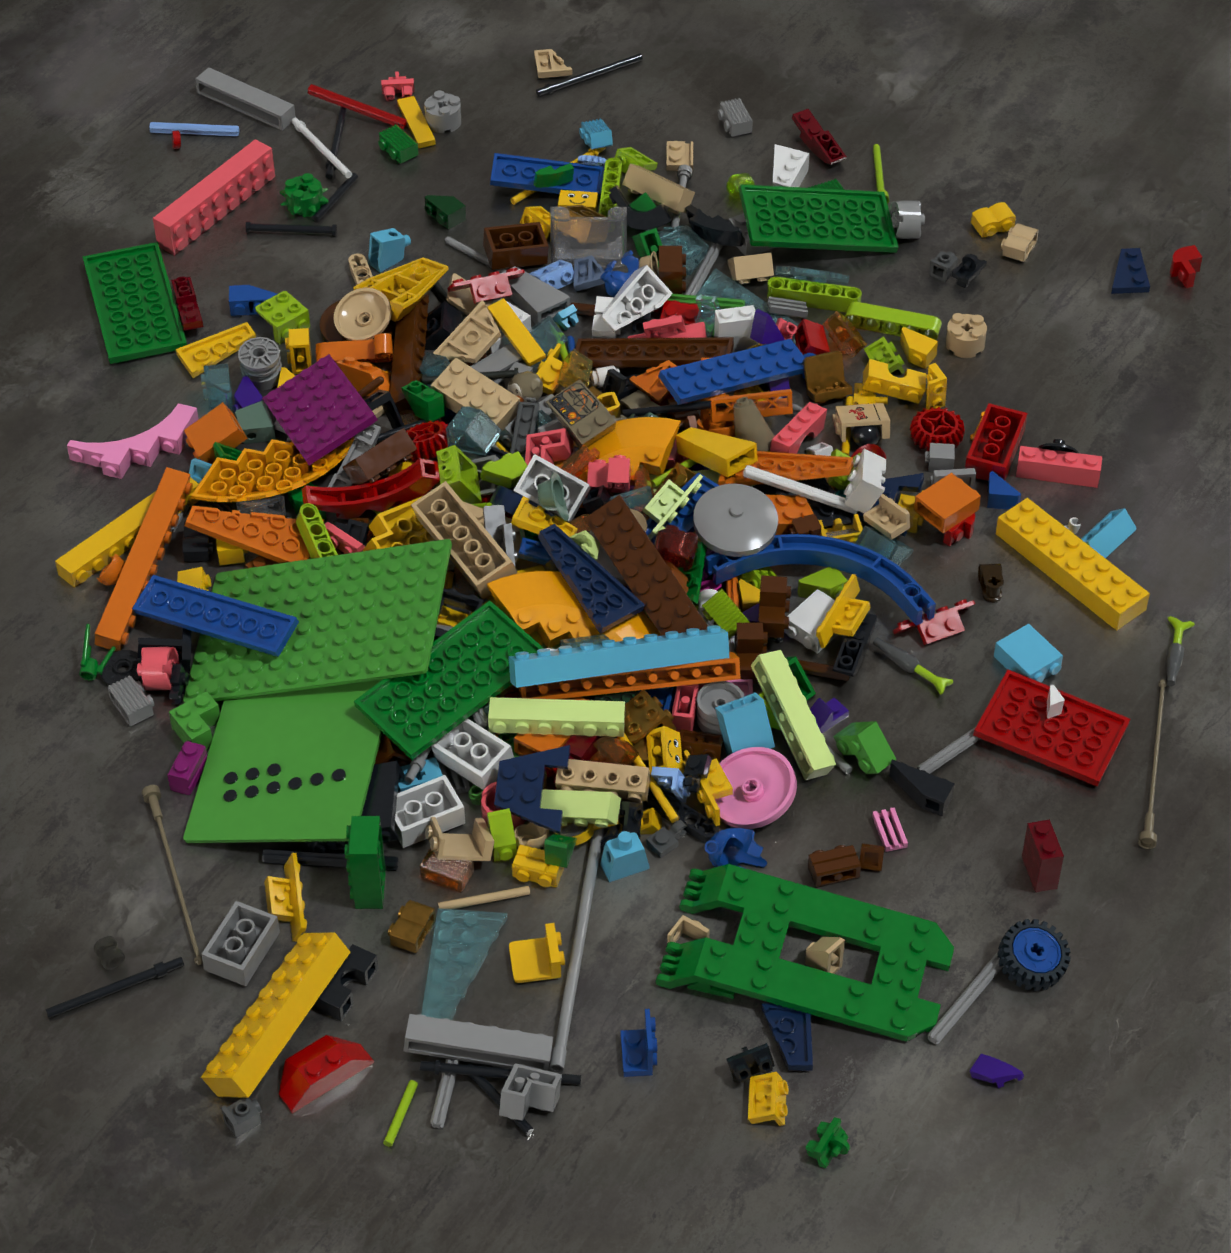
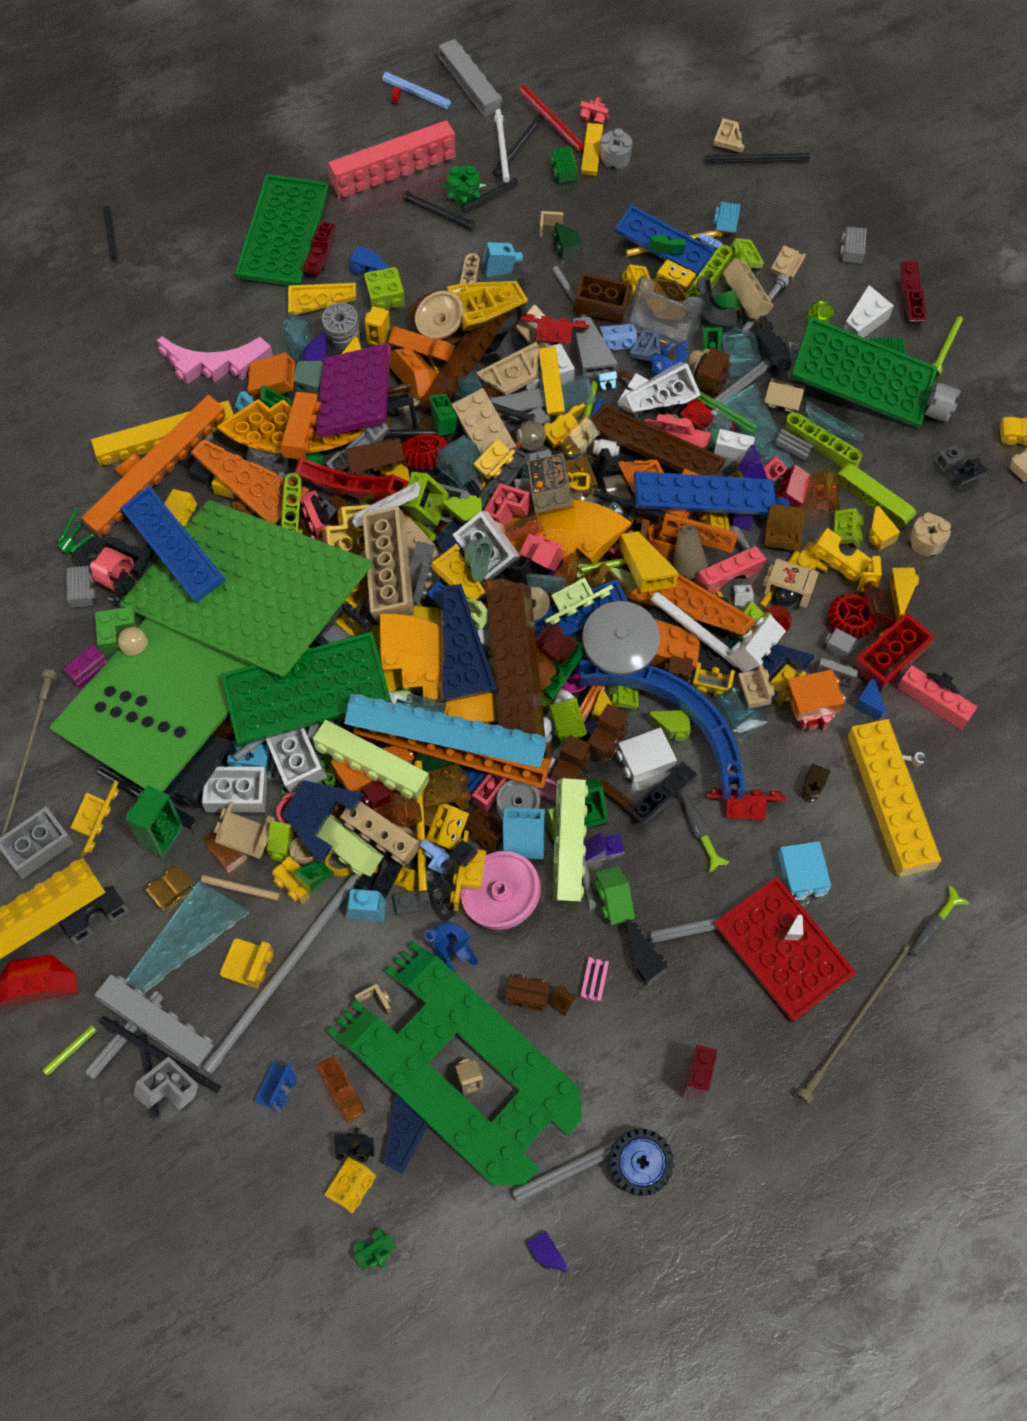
camera: 25 degrees right, 15 degrees up
(225, 723) = (132, 641): none -> tan hair
(284, 460) = (300, 425): none -> orange brick
(415, 196) = (550, 218): none -> tan bracket
(443, 473) = (393, 500): none -> white piece
(506, 417) = (493, 458): none -> yellow bracket
(707, 1023) = (341, 1089): none -> clear orange slope
(845, 613) = (666, 764): yellow bracket -> none
(957, 408) = (879, 604): none -> clear red tile
(969, 389) = (902, 586): none -> yellow slope
(1110, 532) = (942, 781): medium azure panel -> none

